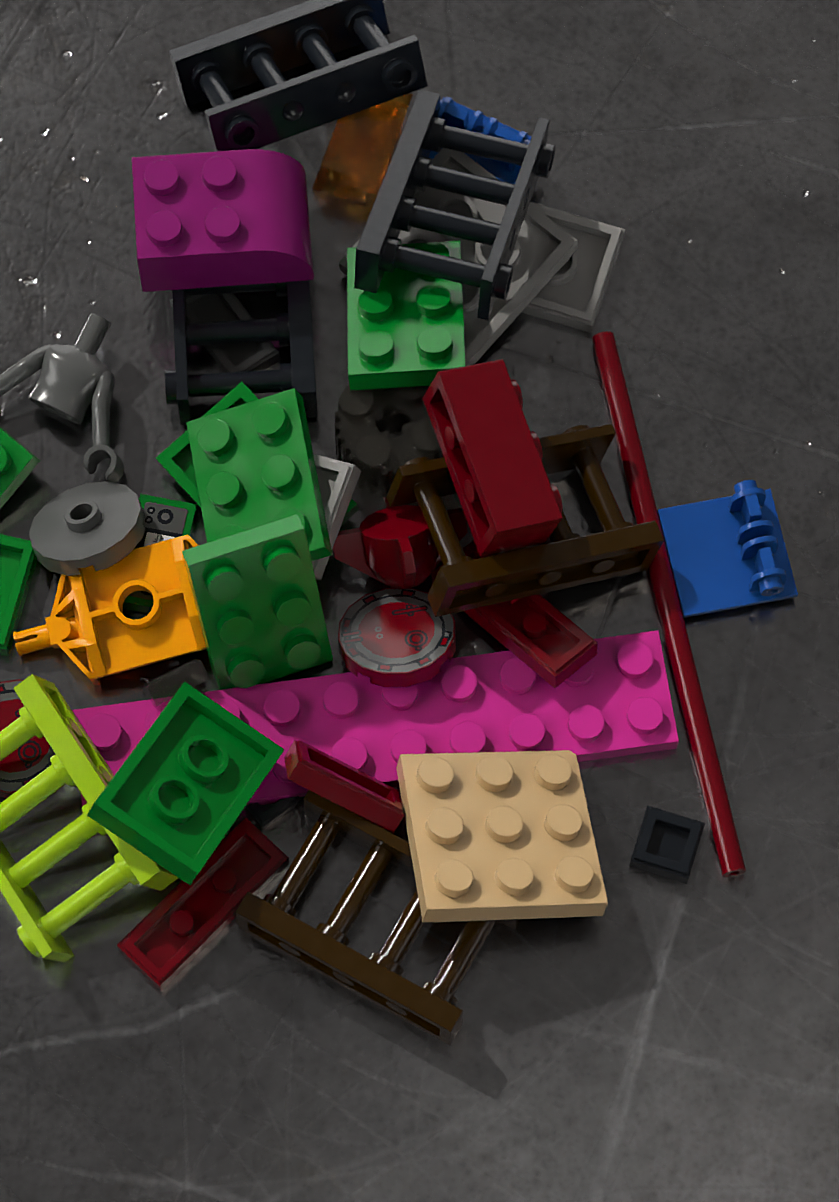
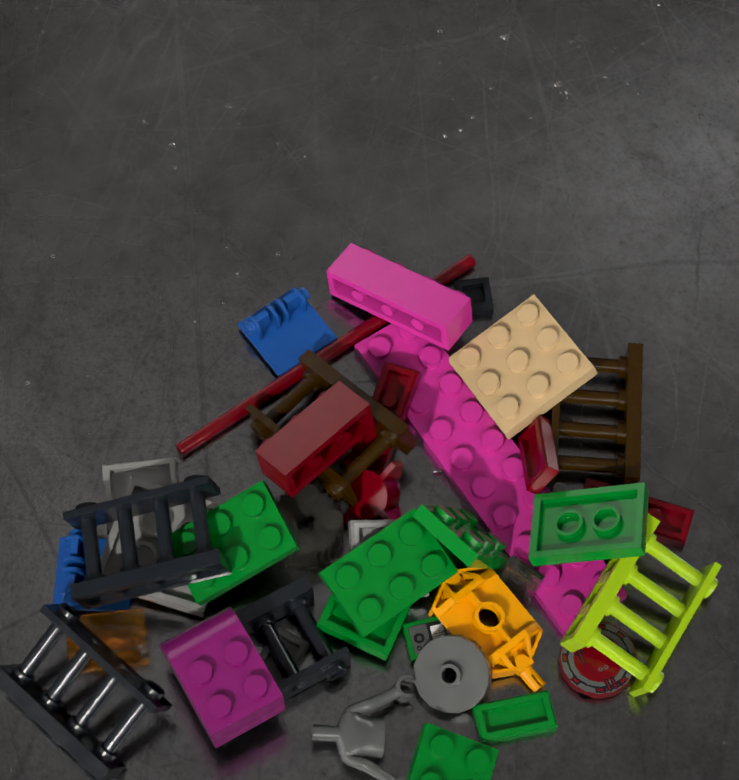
camera: 115 degrees left, 5 degrees down
(395, 638) = (432, 473): tile -> none
(698, 713) = (400, 296): none -> dark pink brick

